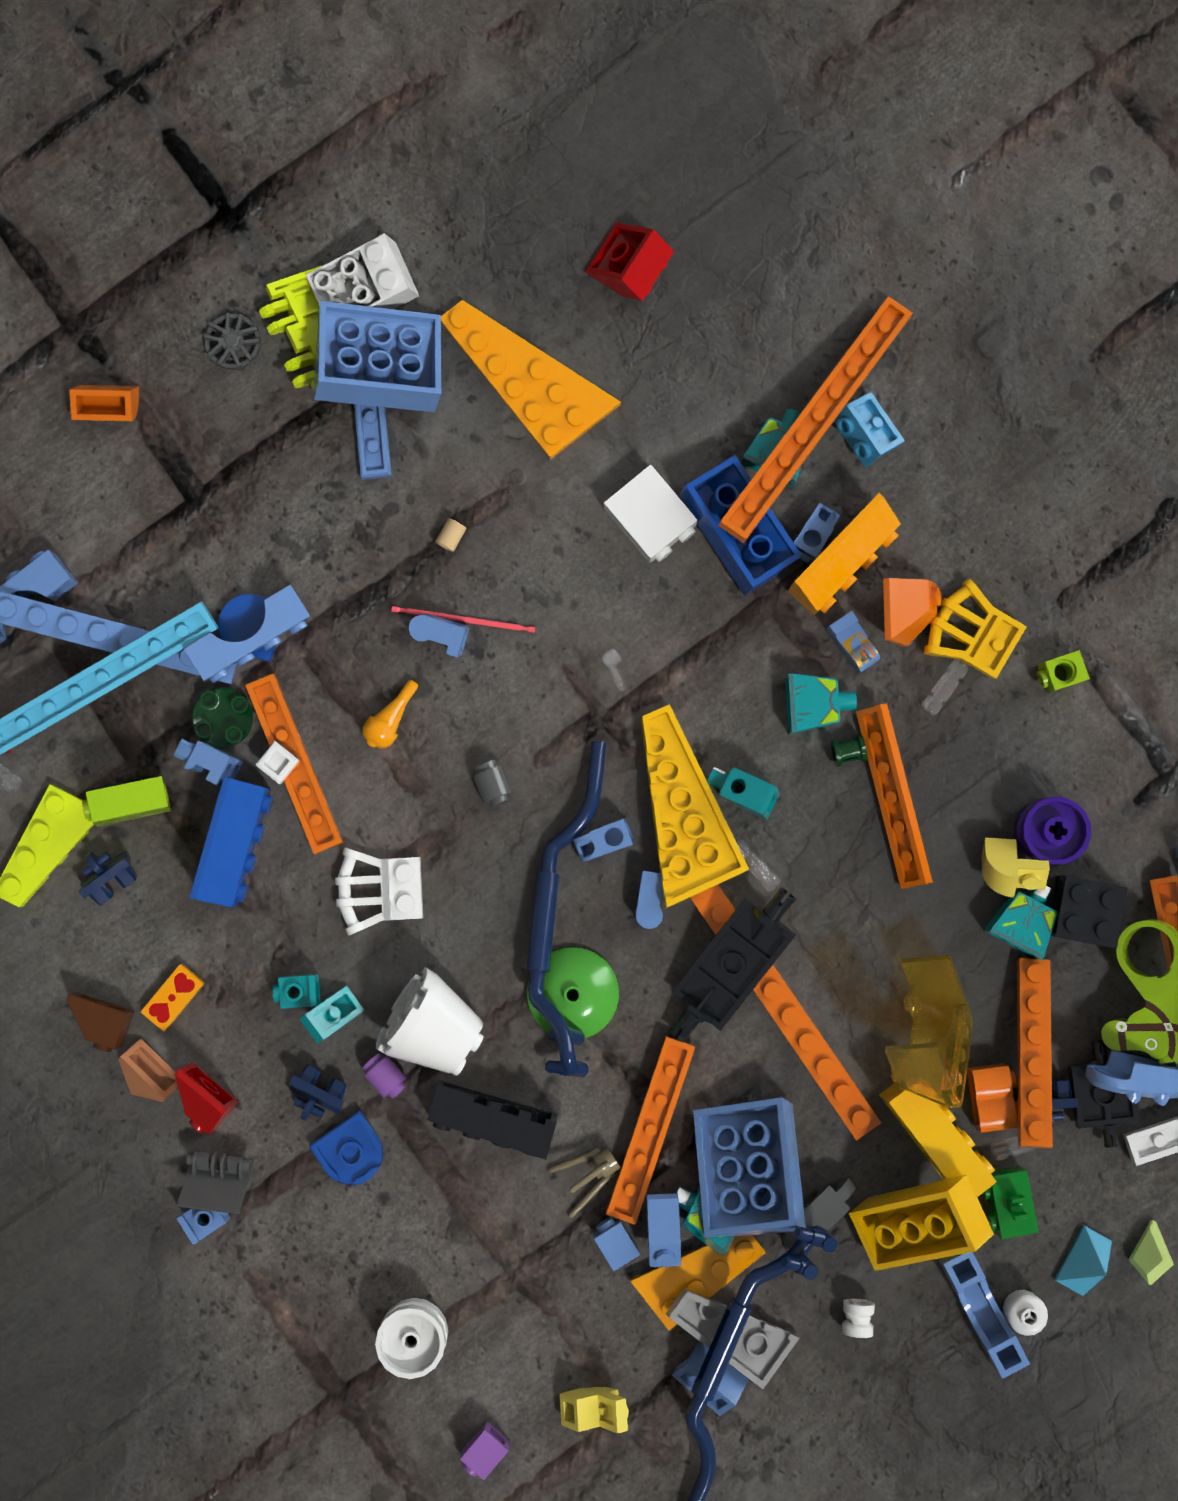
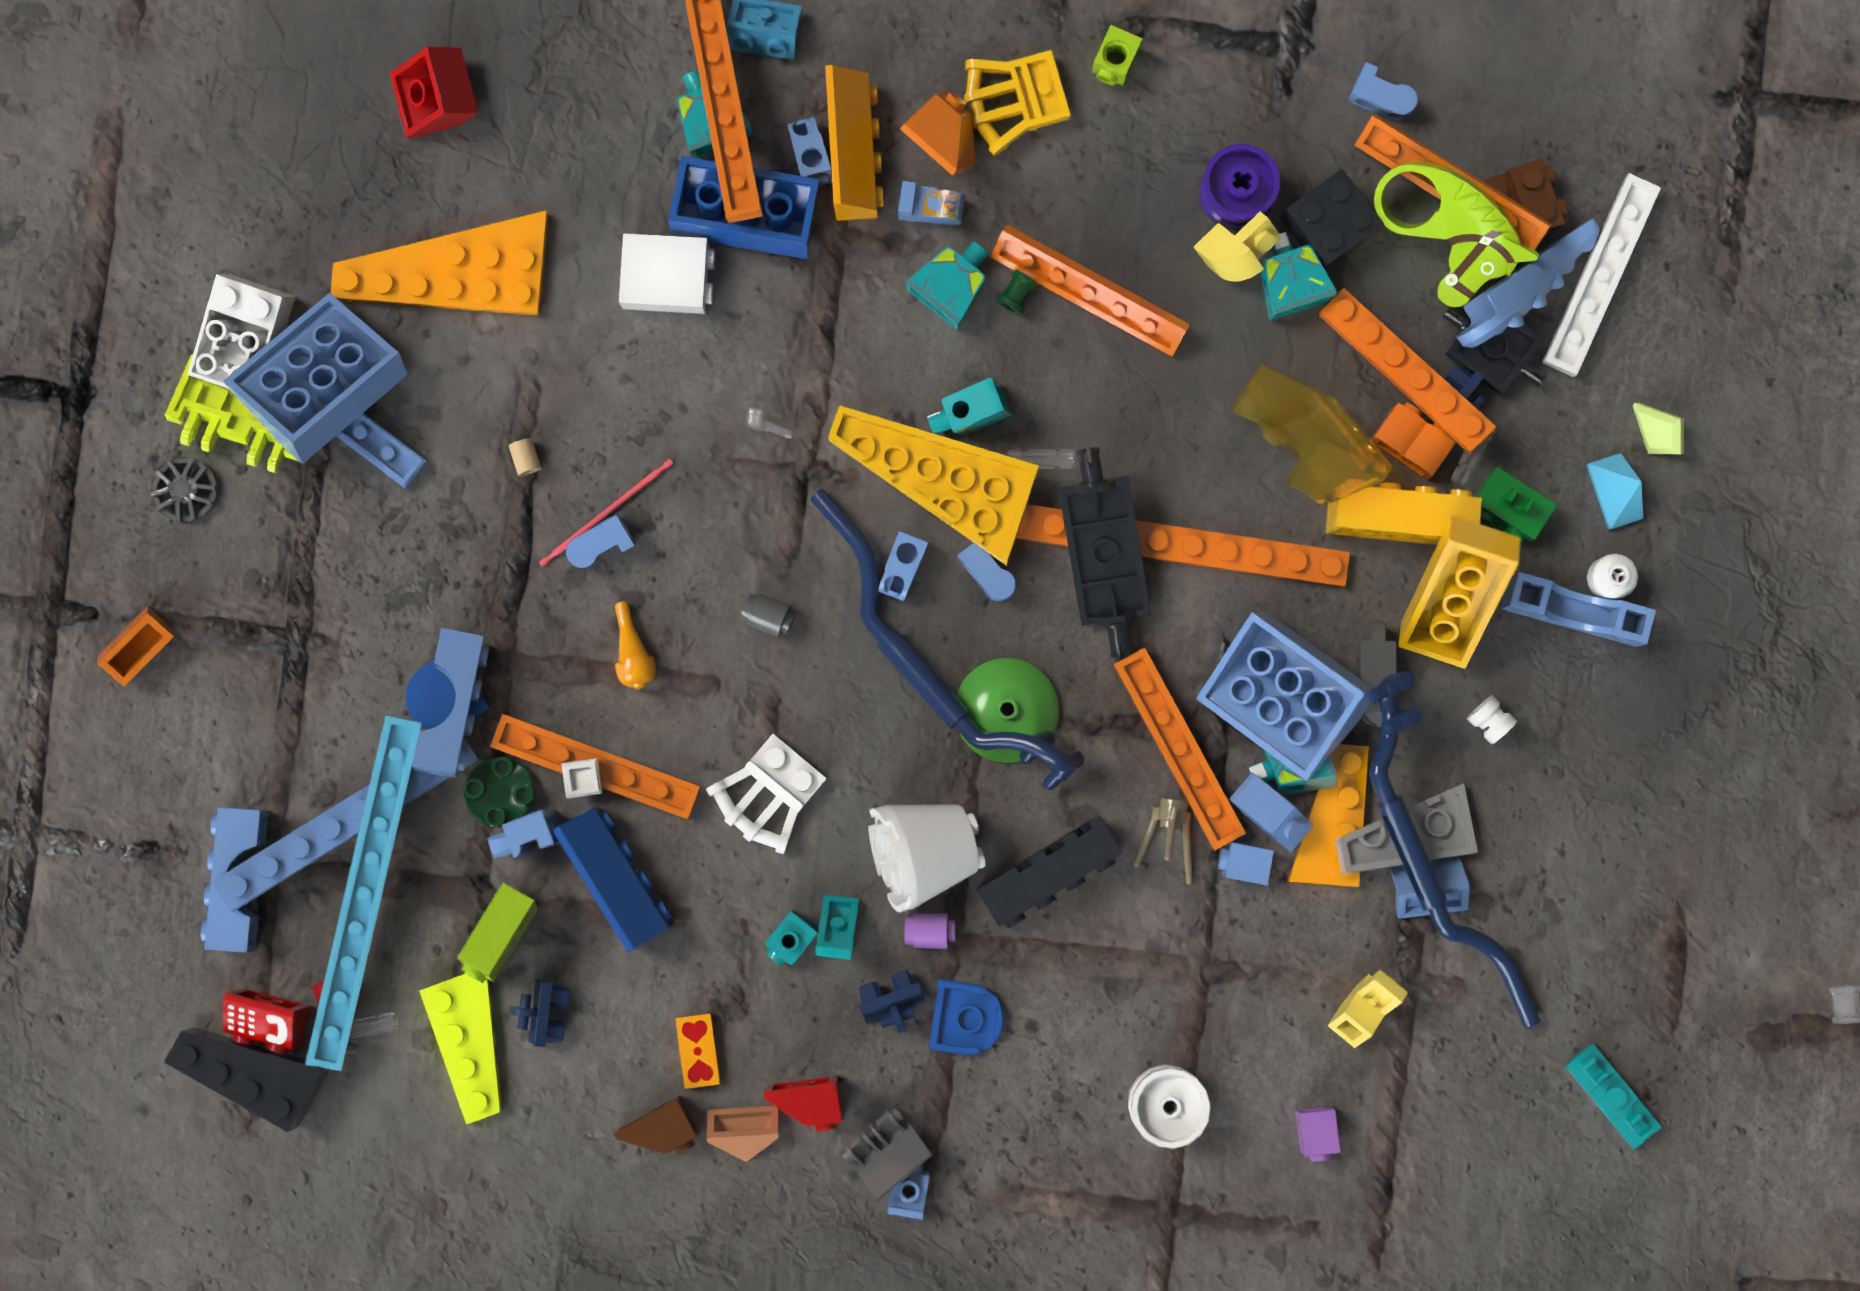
camera: 45 degrees left, 0 degrees up
(945, 687) = (1038, 164): clear axle -> none

